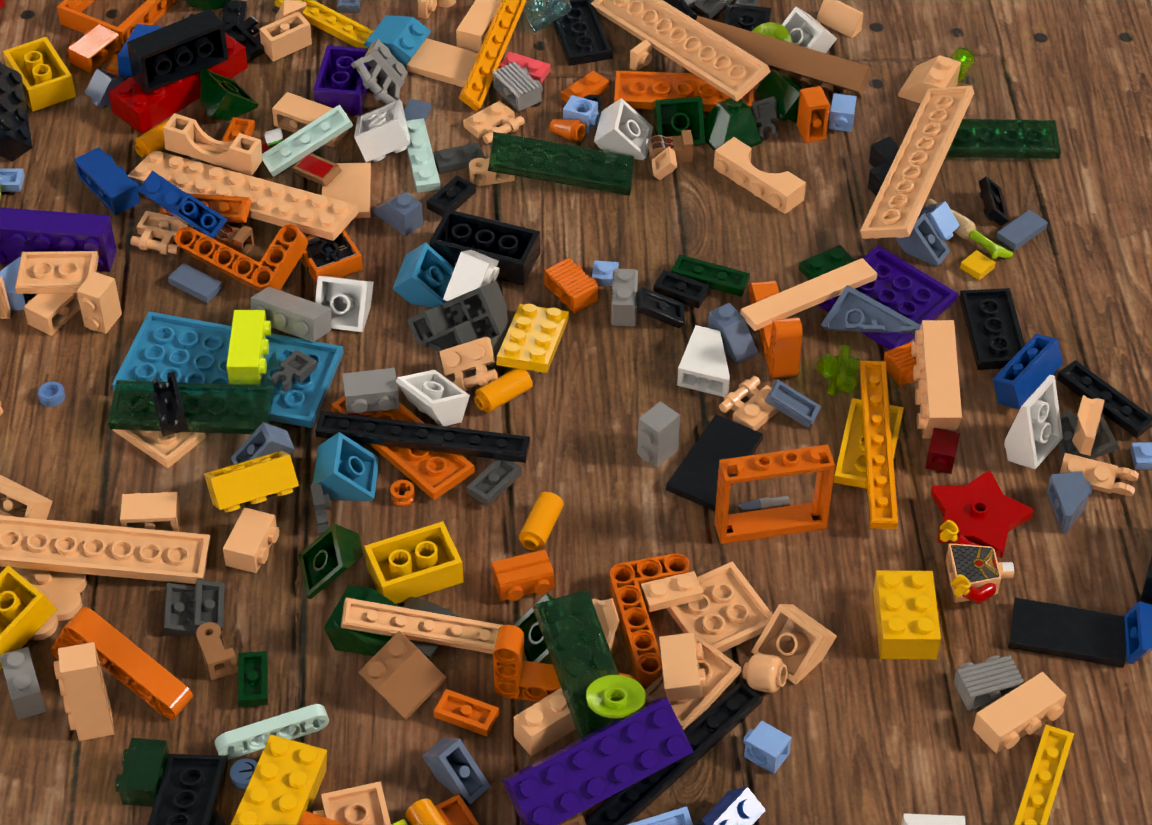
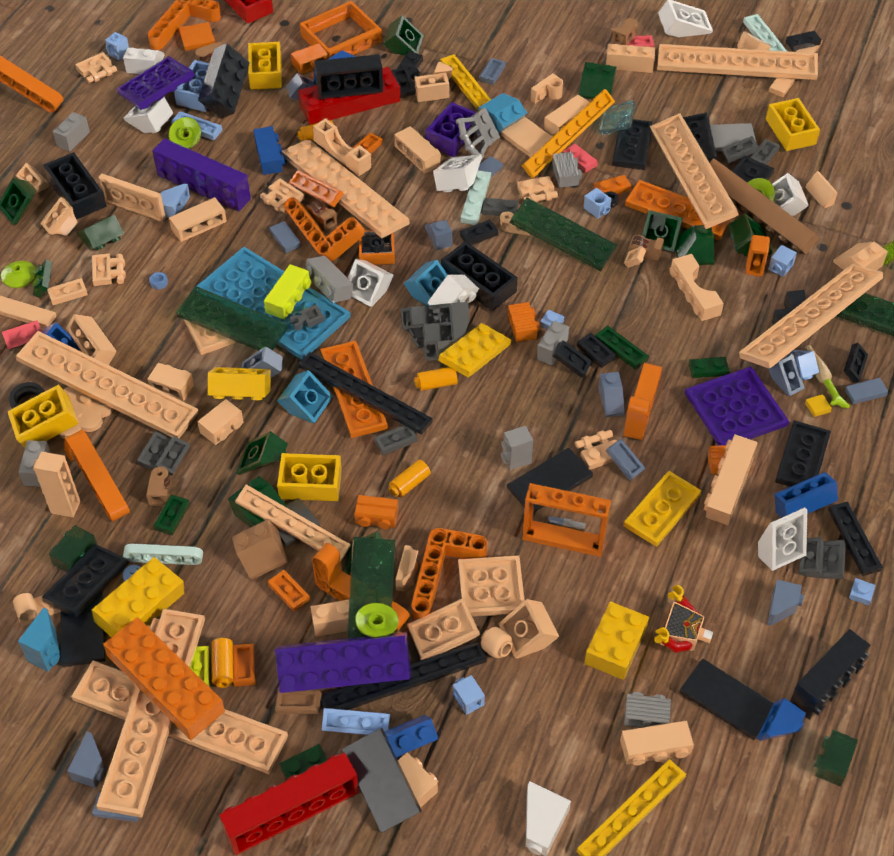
camera: 25 degrees right, 5 degrees up
(54, 271) = (200, 201): light nougat tile -> none
(99, 302) = (214, 230): light nougat brick -> none
(169, 406) = (216, 315): black hinge -> none
(182, 205) = (299, 182): blue slope -> none
(223, 96) = (371, 116): dark green slope -> none
(272, 137) = (386, 154): flat silver piece -> none
(306, 140) = (404, 163): light aqua plate -> none
(317, 169) = (402, 185): tile -> none
(320, 504) = (276, 414): dark grey plate -> none
(352, 186) = (417, 204): light nougat tile -> none
(370, 390) = (347, 349): light grey brick -> none
(402, 500) = (331, 421): orange bush -> none
(435, 396) = (386, 367): white slope -> none
(456, 769) = (260, 627): sand blue slope -> none
(468, 357) = (421, 348): light nougat plate -> none
(568, 129) = (585, 212): orange cone -> none
(623, 131) = (619, 225): white slope -> none
(641, 55) = (662, 174): light nougat plate -> none
(671, 591) = (465, 561): light nougat plate -> none
(681, 666) = (438, 616): light nougat brick -> none
(704, 363) = (580, 408): white slope -> none
(765, 113) = (724, 245): dark grey plate -> none
(808, 294) = (679, 385): light nougat tile -> none
(836, 369) = (669, 444): clear neon green hips -> none
(861, 313) = (709, 413): sand blue wing -> none
(878, 445) = (666, 511): light orange tile -> none
(942, 450) = (711, 532): dark red brick -> none
(981, 511) = (712, 587): red plate -> none
(1087, 424) = (825, 551): light nougat slope -> none
(1101, 474) = (816, 592): light nougat hinge -> none

